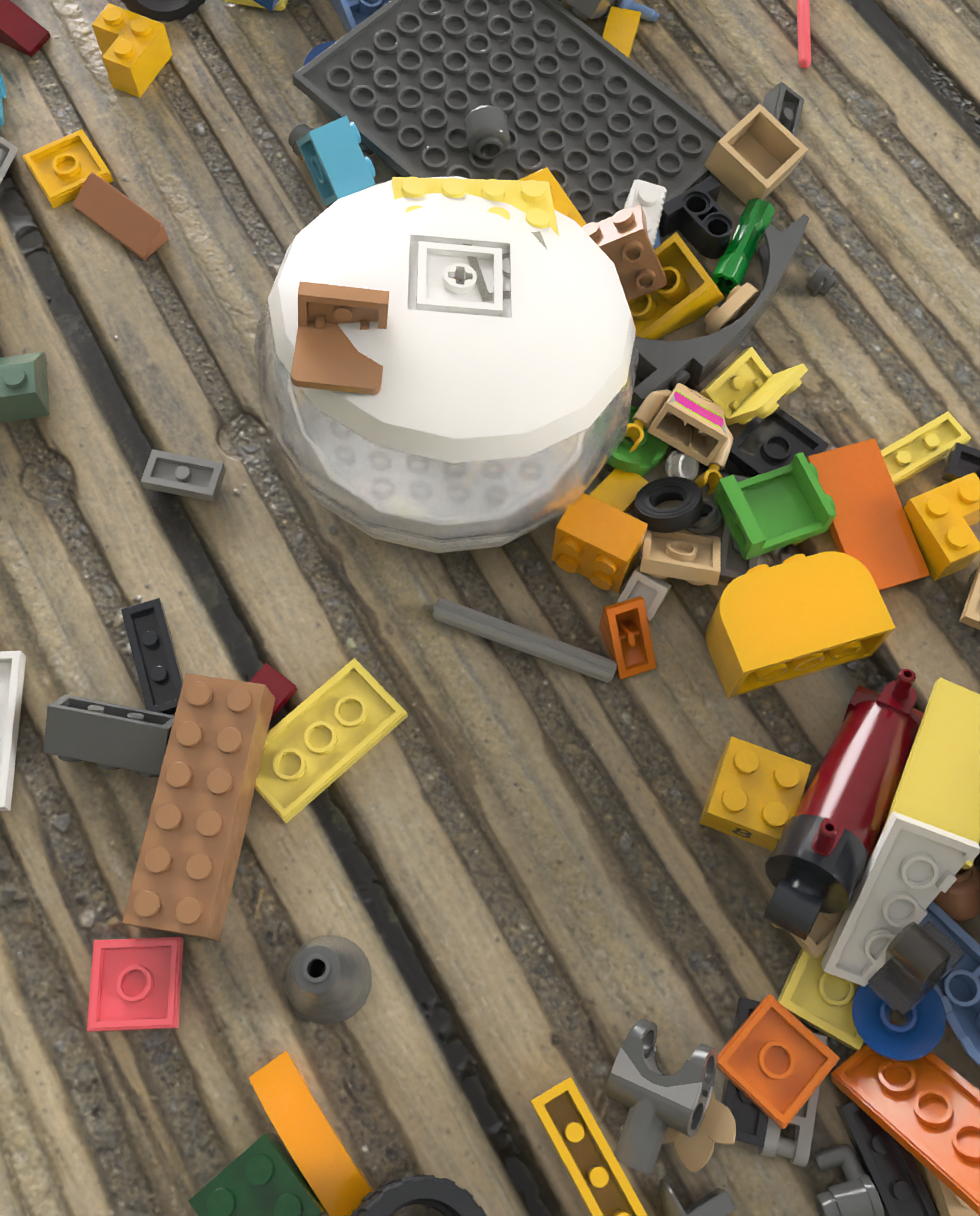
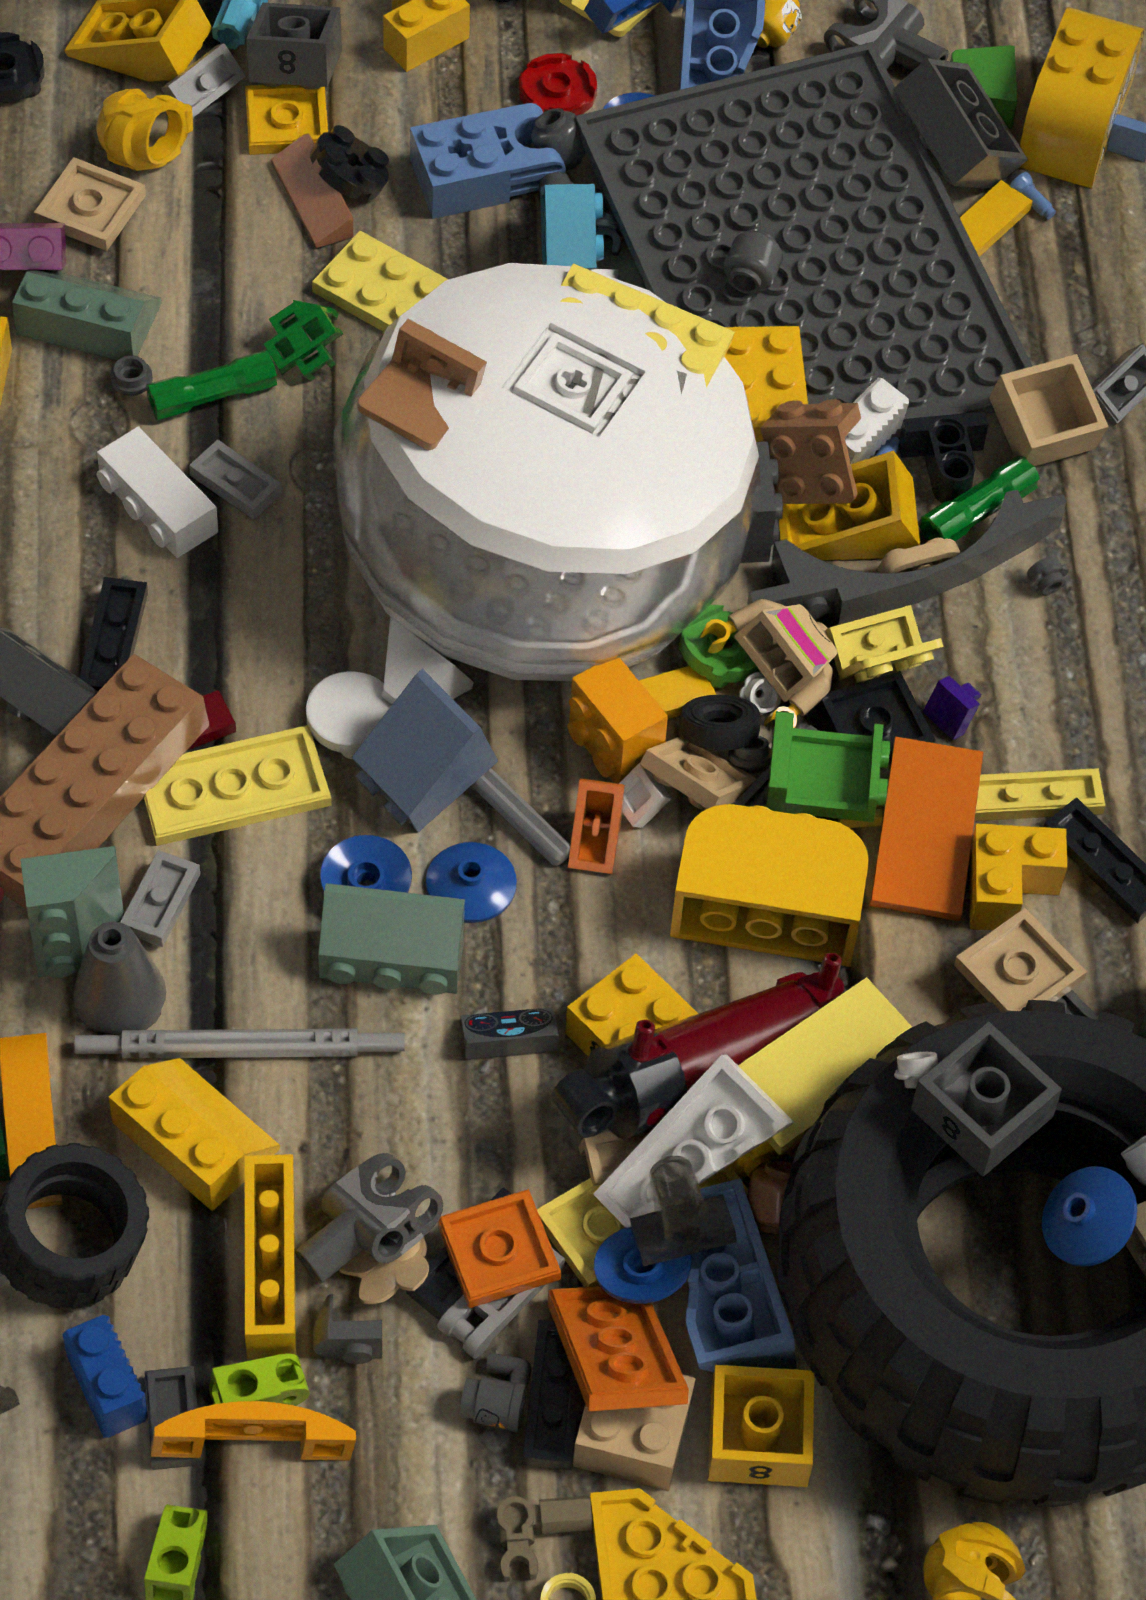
camera: 25 degrees right, 10 degrees down
(44, 107) = (294, 45): none -> dark grey brick
(47, 420) = (133, 368): none -> dark grey plate
(102, 424) = (182, 393): none -> green axle
(125, 516) = (156, 492): none -> white brick
(137, 182) = (350, 163): none -> black plate
(171, 342) = (294, 341): none -> green piece
(220, 269) = (374, 281): none -> light yellow plate
(234, 139) = (479, 159): none -> medium blue brick
(253, 942) = (65, 903): none -> sand green slope
(259, 64) = (558, 83): none -> red tile
(285, 100) = (559, 131): none -> dark grey head
(317, 875) = (161, 897): none -> light grey plate
(382, 631) = (345, 710): none -> white tile
(420, 576) = (410, 654): none -> white slope
(450, 976) = (239, 1043): none -> light grey axle
(461, 1078) = (188, 1129): none -> yellow slope
(465, 644) = (422, 753): none -> sand blue slope
(472, 750) = (367, 859): none -> blue dish
(532, 822) = (391, 939): none -> sand green slope
(548, 746) = (485, 894): none -> blue dish
(659, 846) = (509, 1033): none -> slope
(823, 412) = (952, 706): none -> dark purple tile

